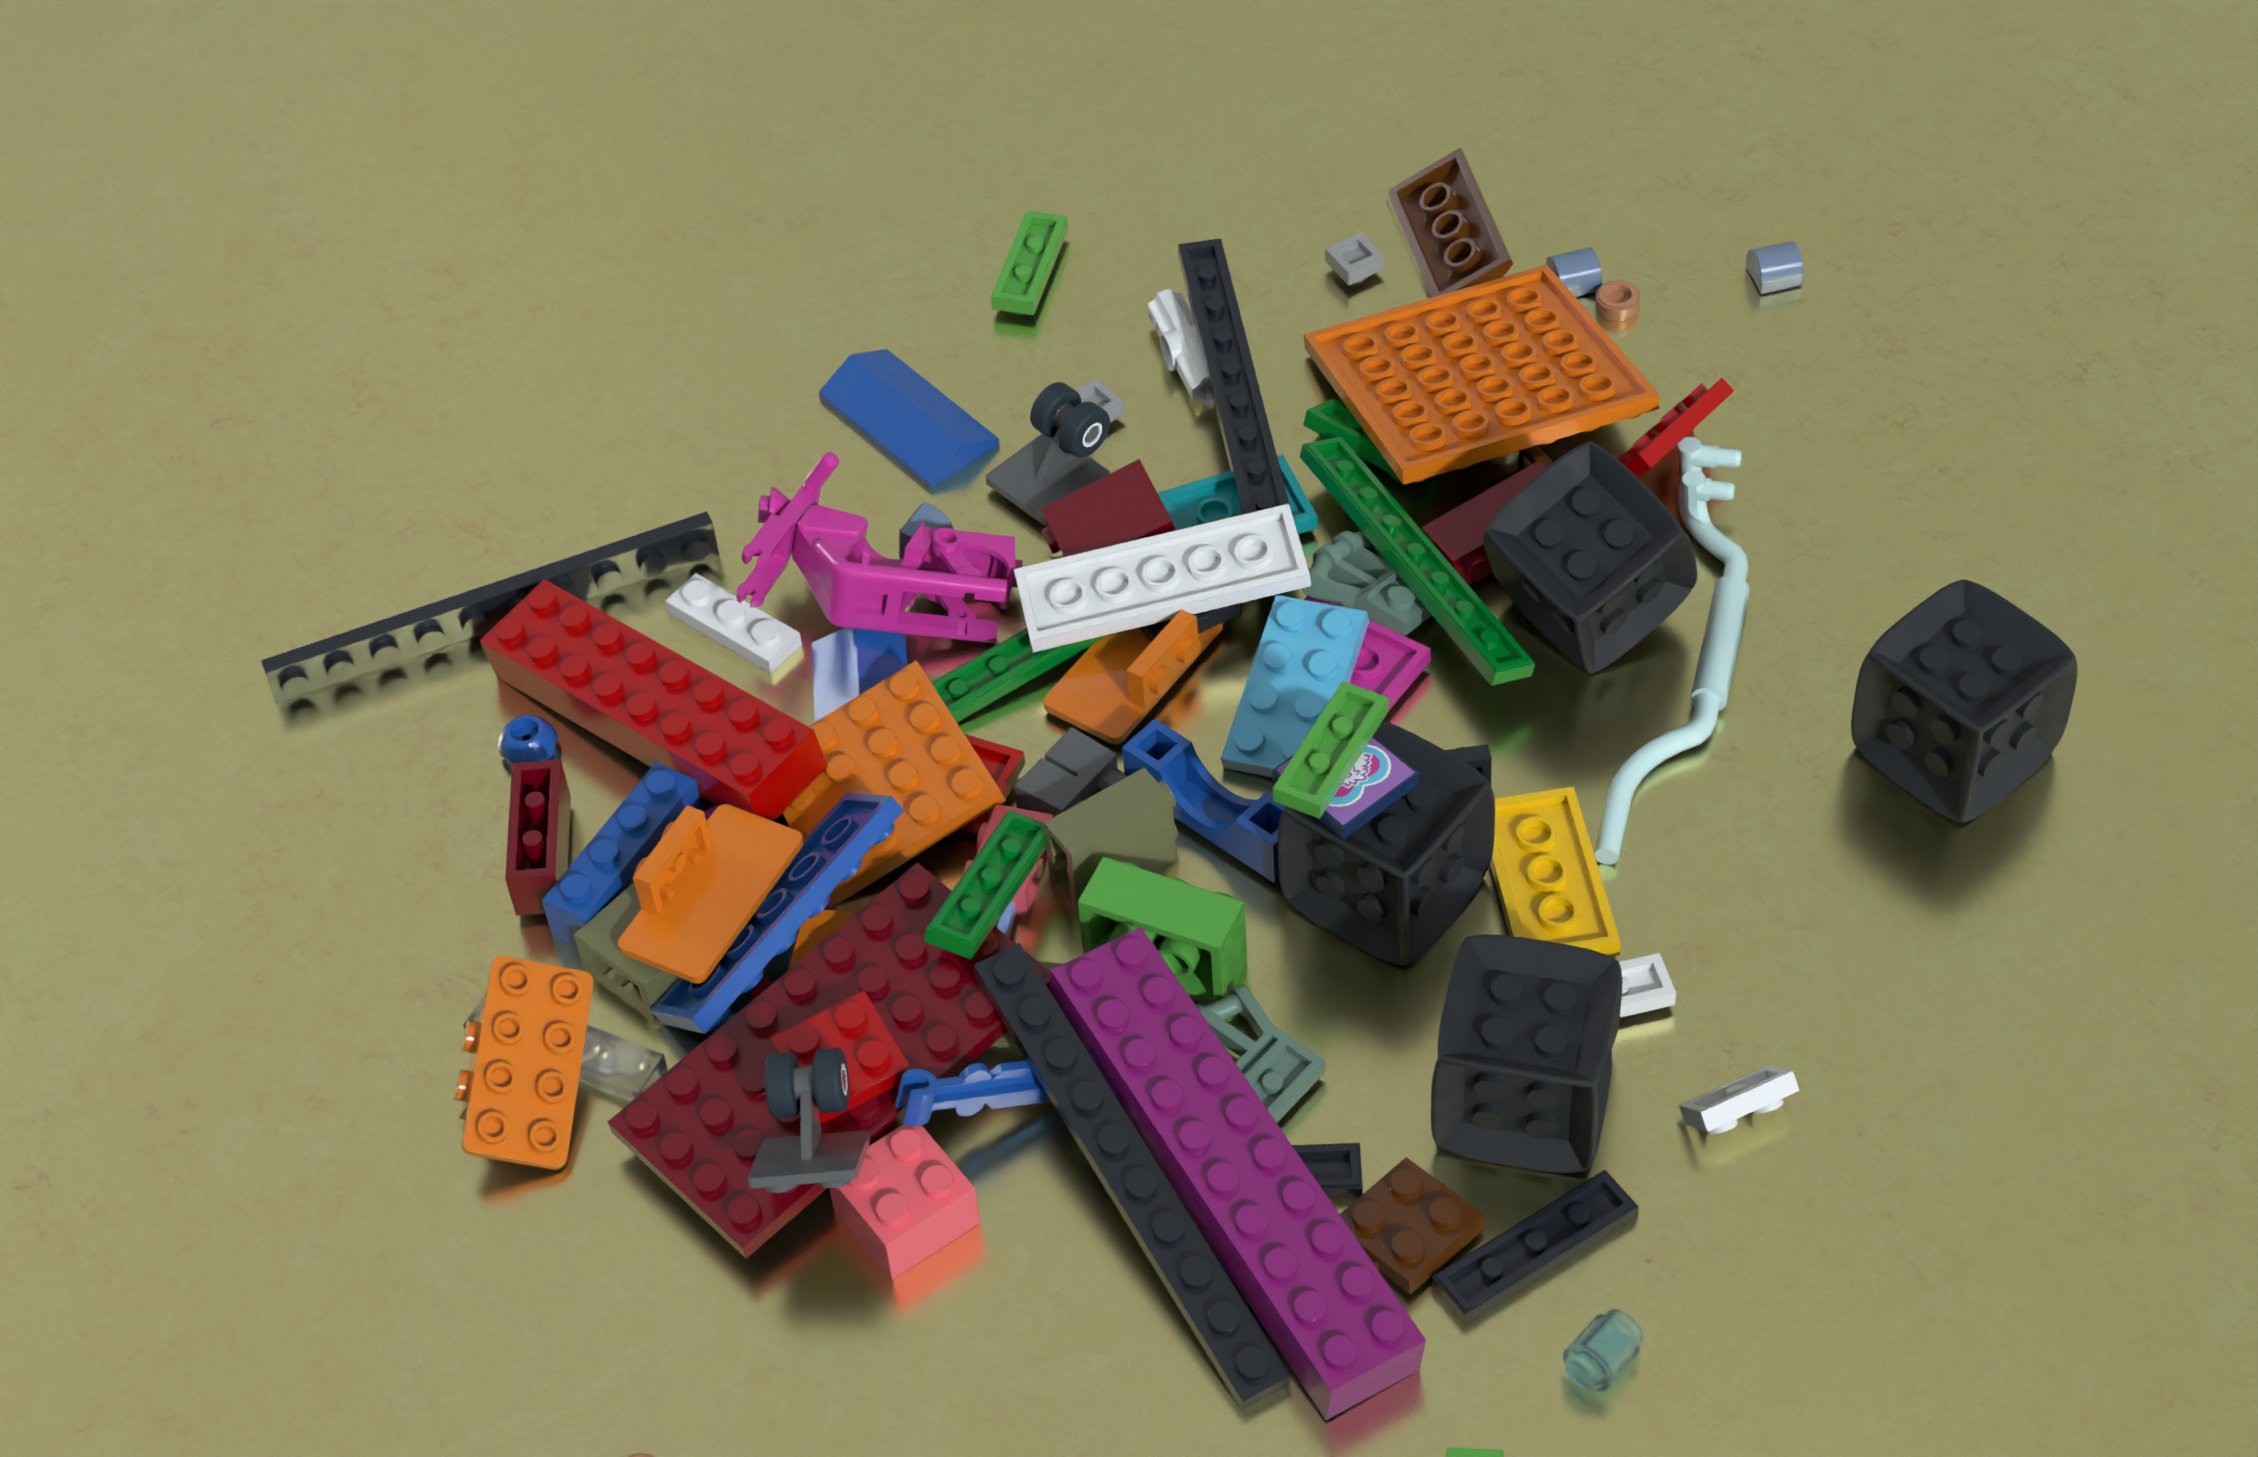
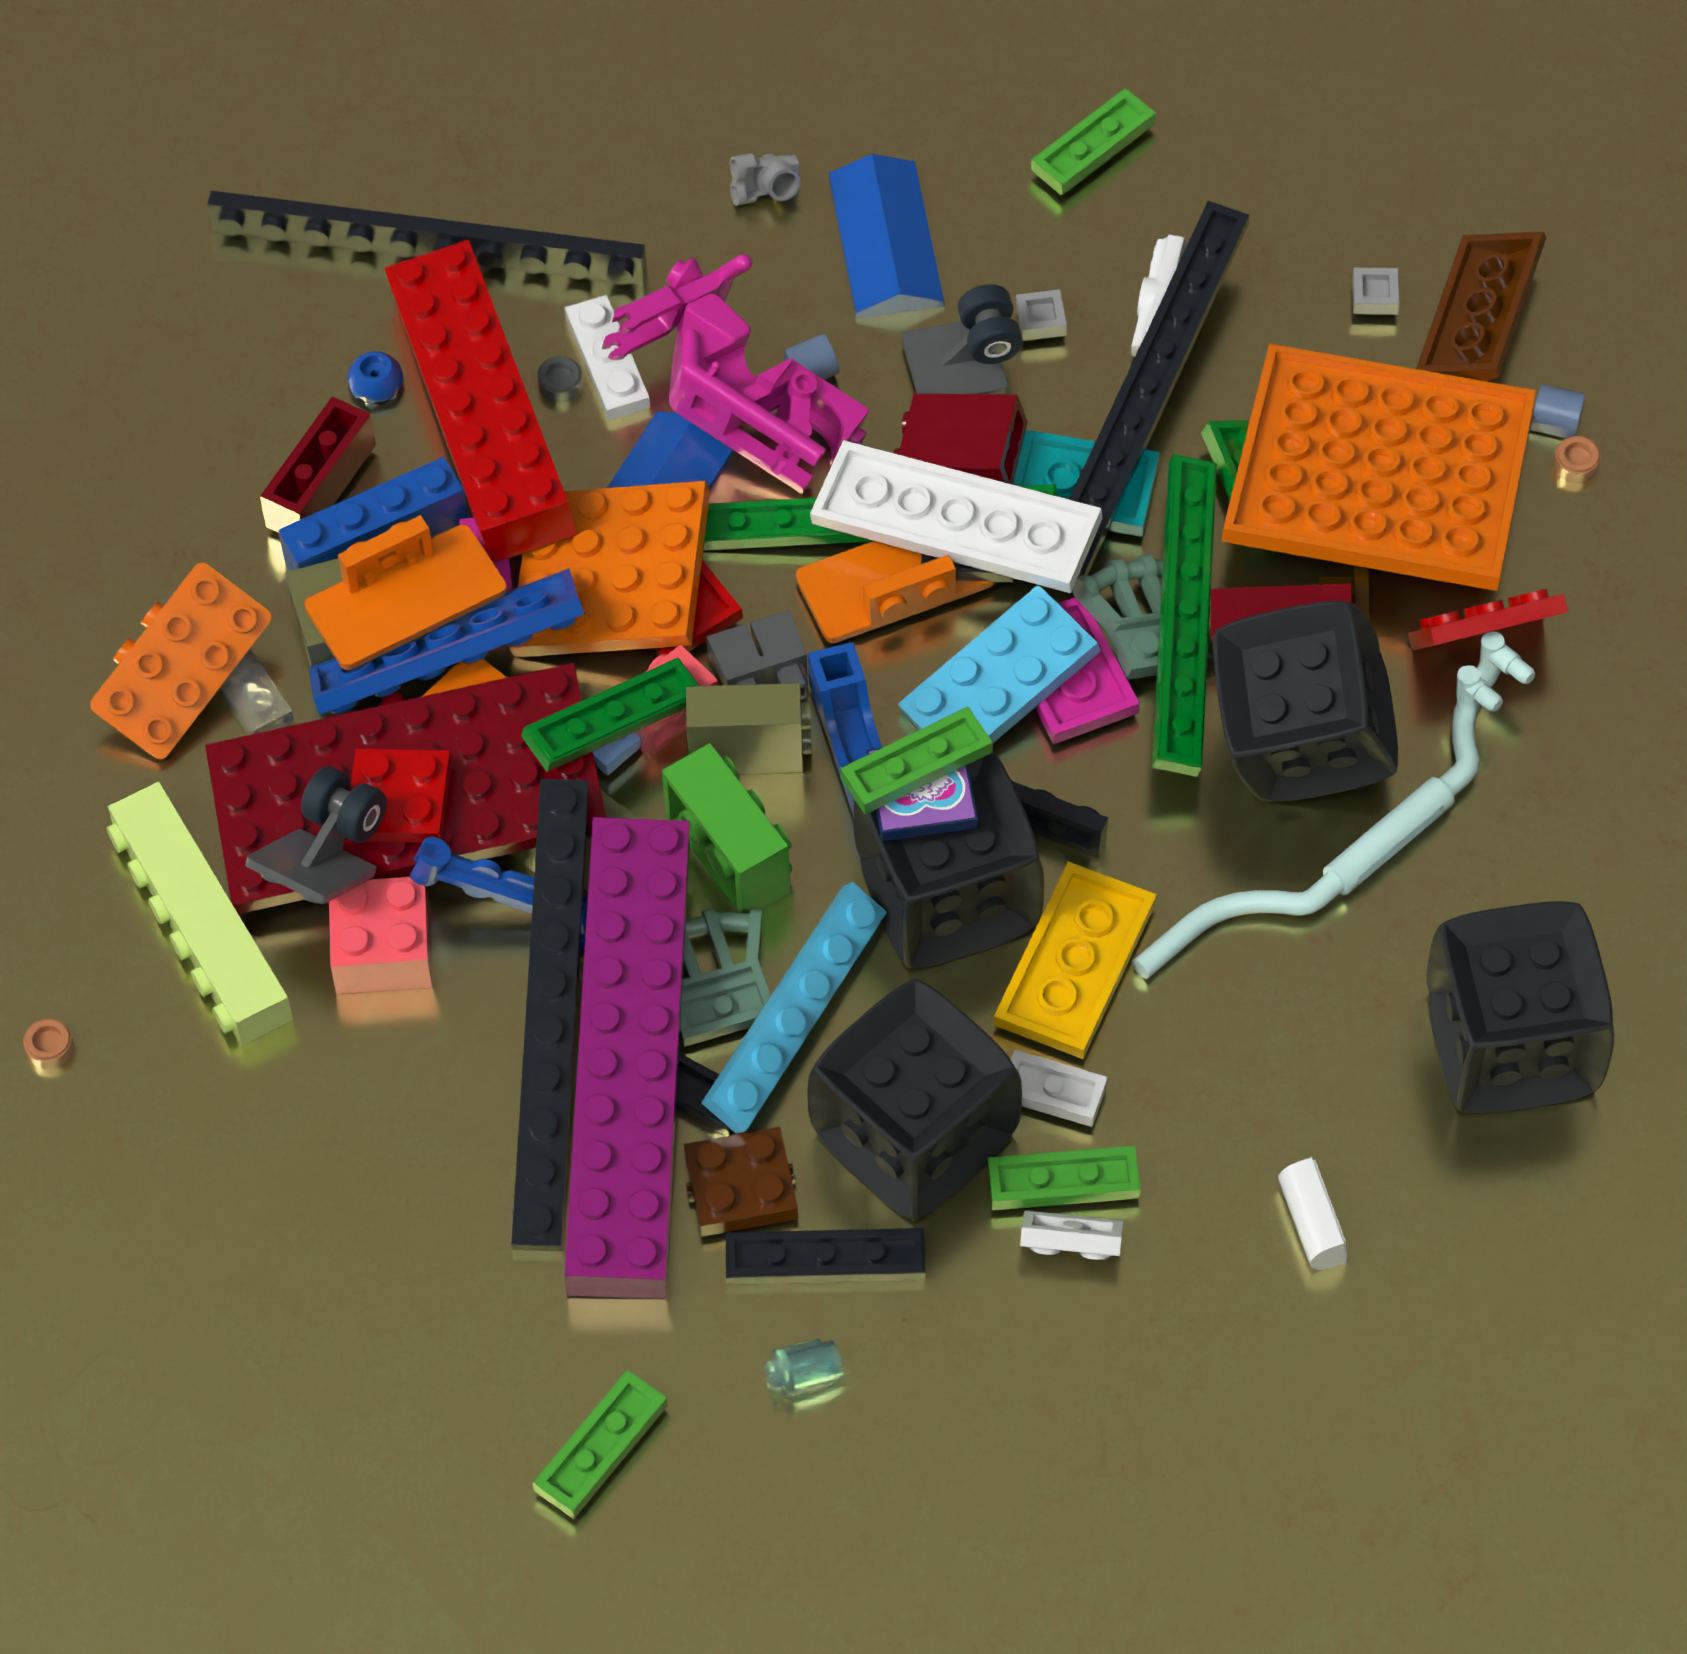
camera: 30 degrees right, 10 degrees up
(707, 654) = (559, 379): none -> dark grey tile
(710, 1278) = (199, 913): none -> yellowish green brick
(766, 416) = (763, 176): none -> light grey plate
(1339, 1051) = (794, 1008): none -> medium azure plate
(1690, 1058) = (1063, 1177): none -> bright green plate
(1926, 964) = (1313, 1214): none -> white brick

